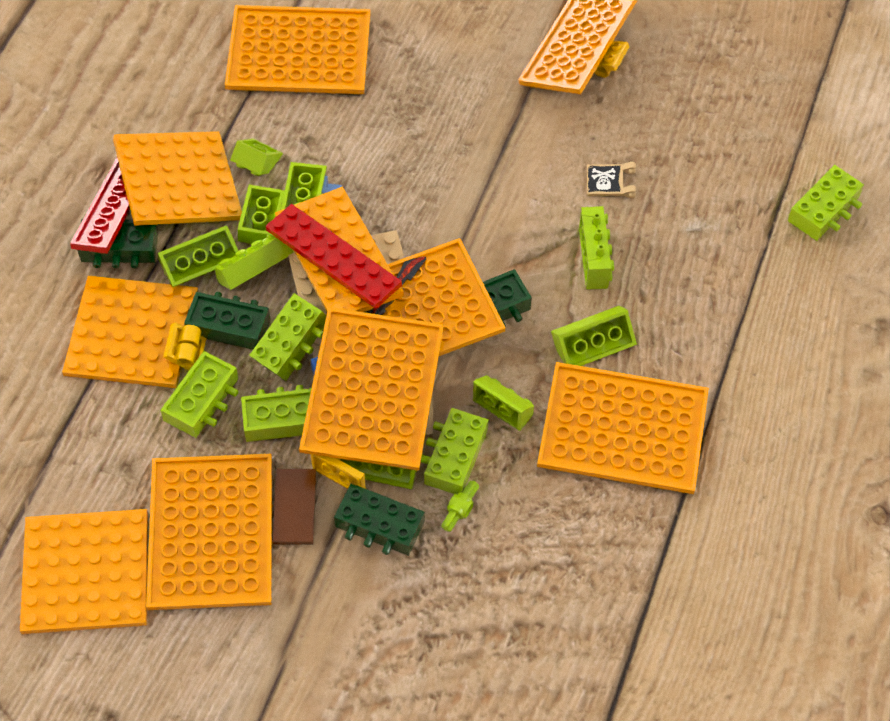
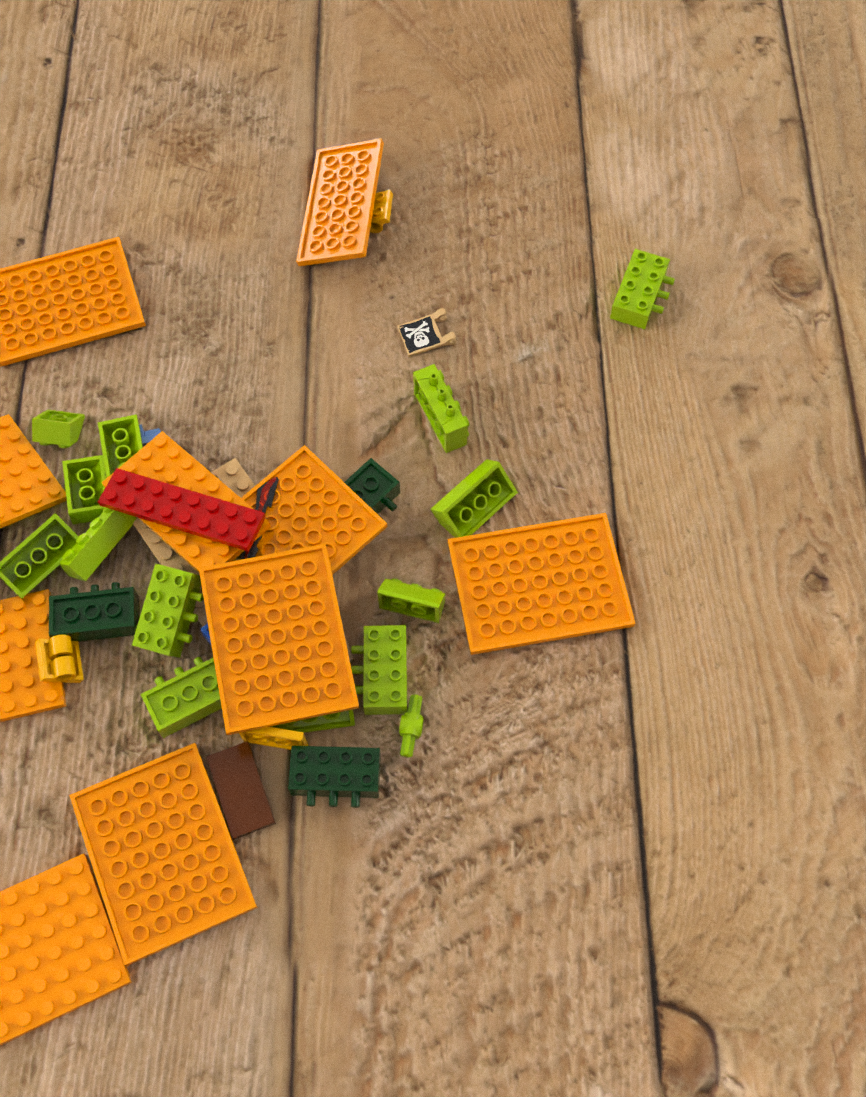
camera: 20 degrees left, 5 degrees up
(200, 395) = (95, 706): lime piece -> none

